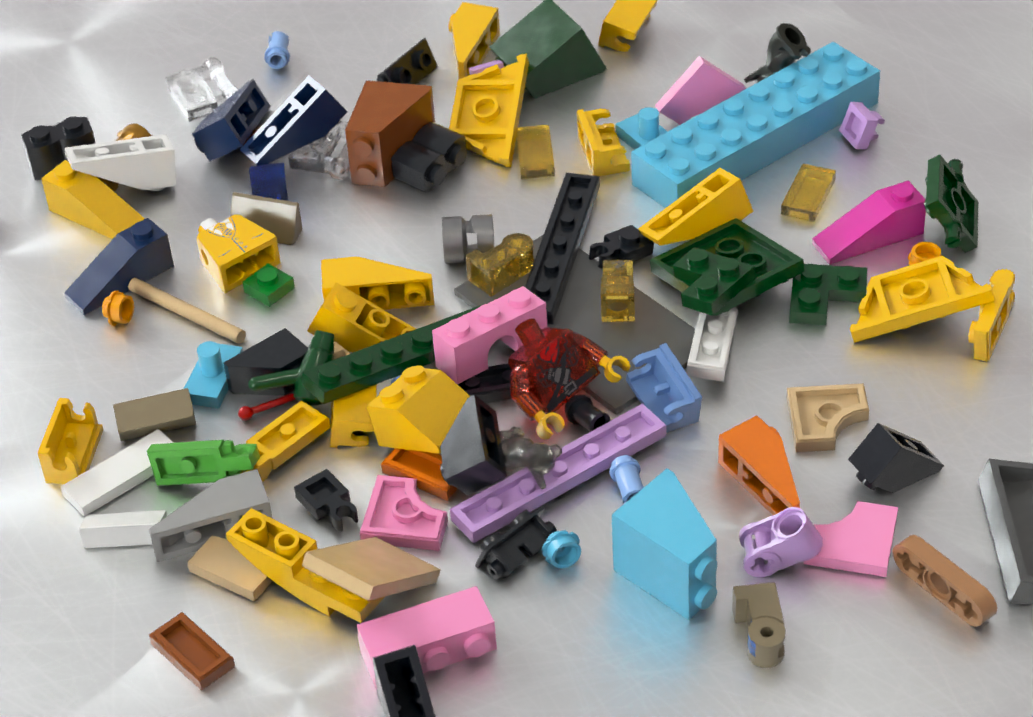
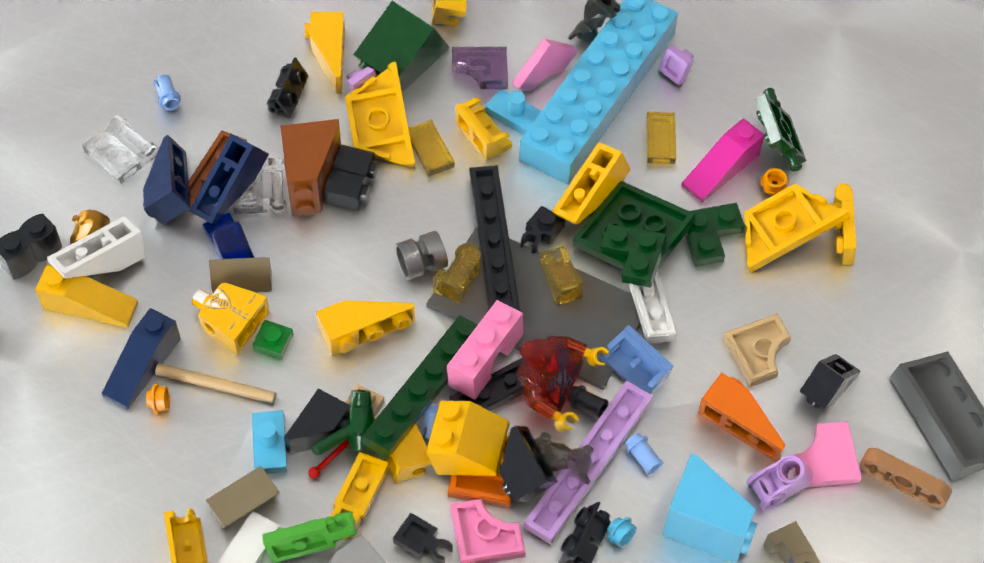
camera: 25 degrees left, 15 degrees up
(355, 320) = (371, 364): yellow slope -> none
(632, 87) = (483, 64): none -> clear purple tile

